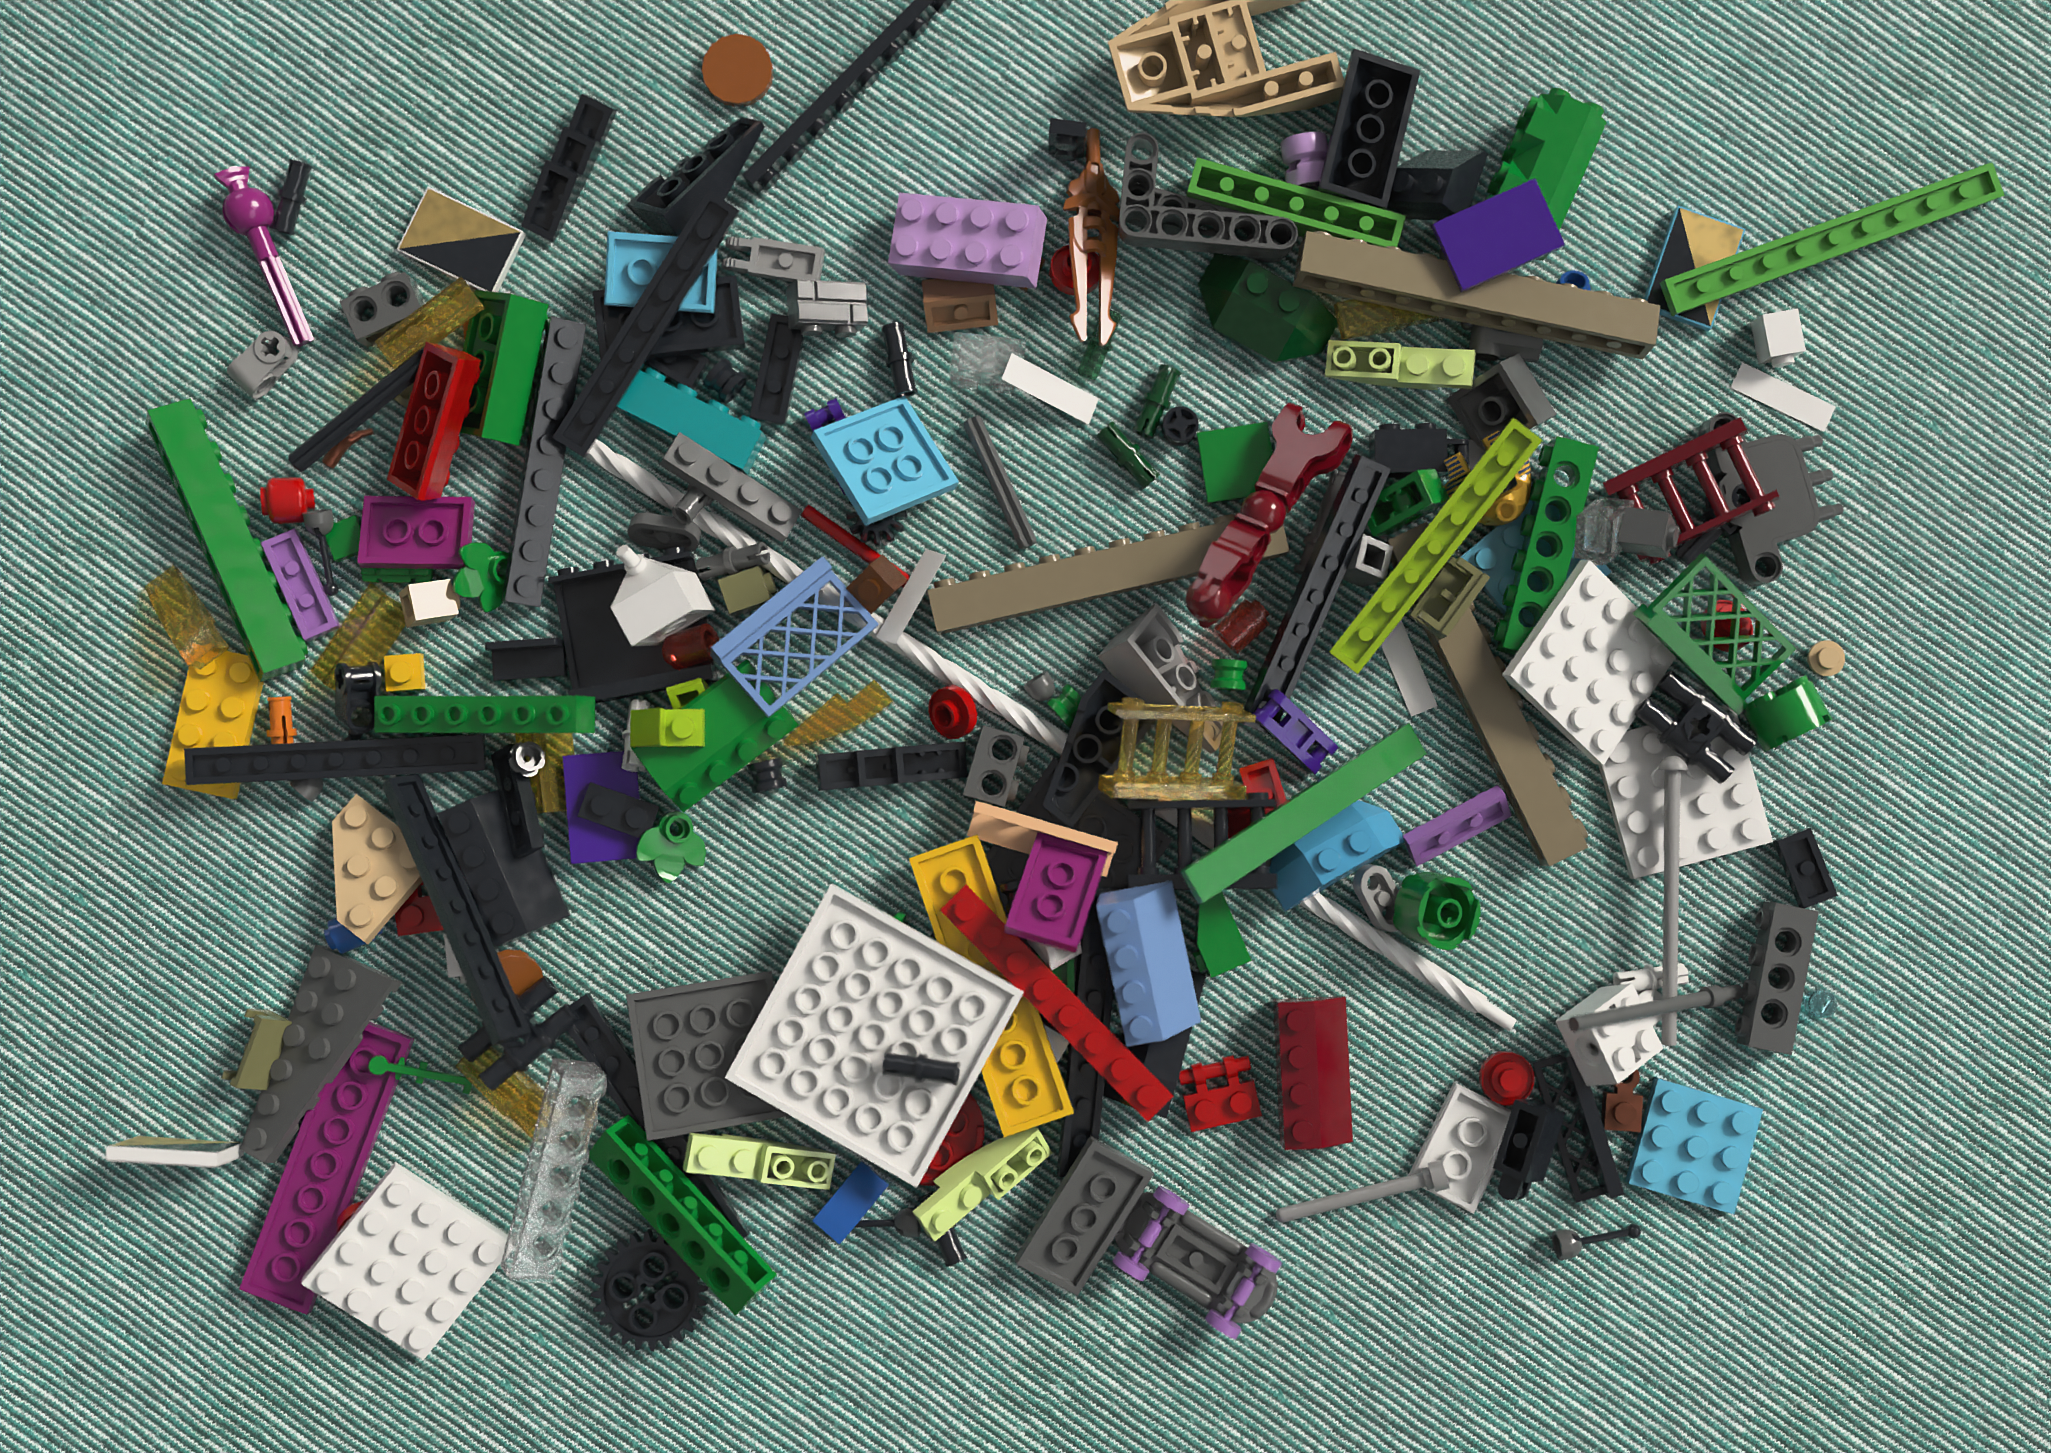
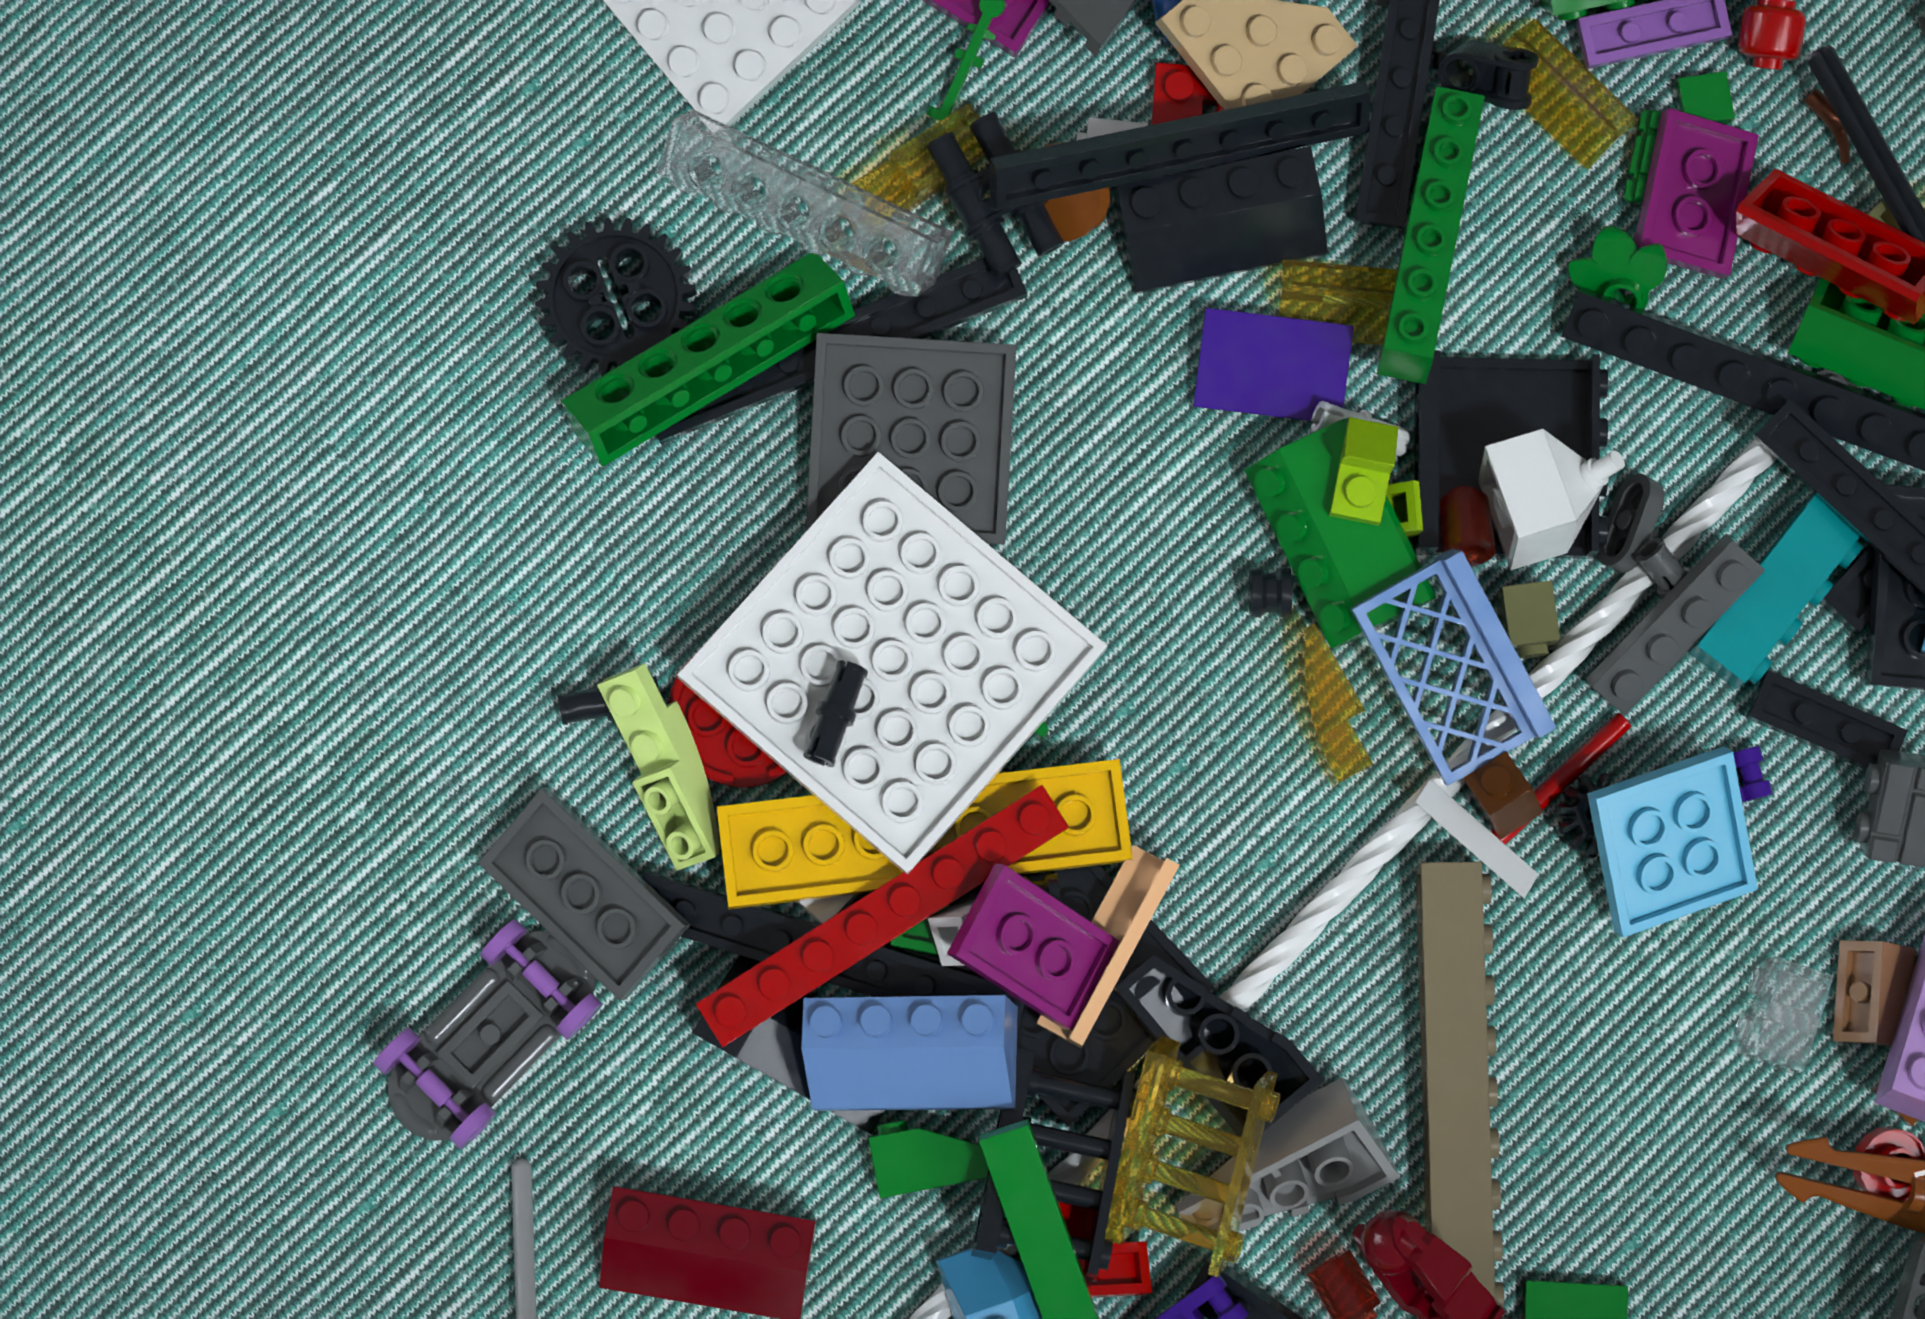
camera: 95 degrees right, 5 degrees down
(320, 524) = (1731, 69): hinge -> none
(404, 672) = (1507, 140): yellow plate -> none
(429, 602) = (1596, 191): brick -> none
(518, 805) = (1305, 255): black plate -> none
(528, 659) = (1493, 306): black panel -> none
(535, 755) = (1360, 290): dark grey plate -> none
(617, 810) = (1263, 384): black plate -> none
(669, 851) = (1193, 443): green plate -> none
(725, 380) = (1824, 648): black wheel -> none
(733, 561) = (1573, 607): dark grey pin -> none
(760, 1160) = (755, 476): yellowish green slope -> none
(850, 1202) = (671, 585): blue slope -> none
(891, 766) = (1248, 764): black slope -> none
(899, 359) = (1809, 893): black pin -> none
(904, 1223) = (629, 651): dark grey hinge -> none
(952, 712) = (1305, 862): red plate -> none
(985, 764) = (1224, 892): dark grey brick -> none
(1000, 482) = (1611, 996): dark grey axle -> none
(1040, 687) = (1315, 991): dark grey hinge -> none
(1050, 388) = (1728, 1092): white sticker -> none
(1065, 705) = (1285, 1019): green wheel -> none
(1094, 353) = (1763, 1167): clear green axle -> none
(1127, 455) = (1614, 1182): dark green pin -> none
(1156, 401) = (1682, 1239): dark green pin -> none
(1178, 419) = (1651, 1264): black wheel -> none
(1220, 1104) = (690, 1116): red plate -> none
(1228, 675) = (1279, 1255): green wheel -> none

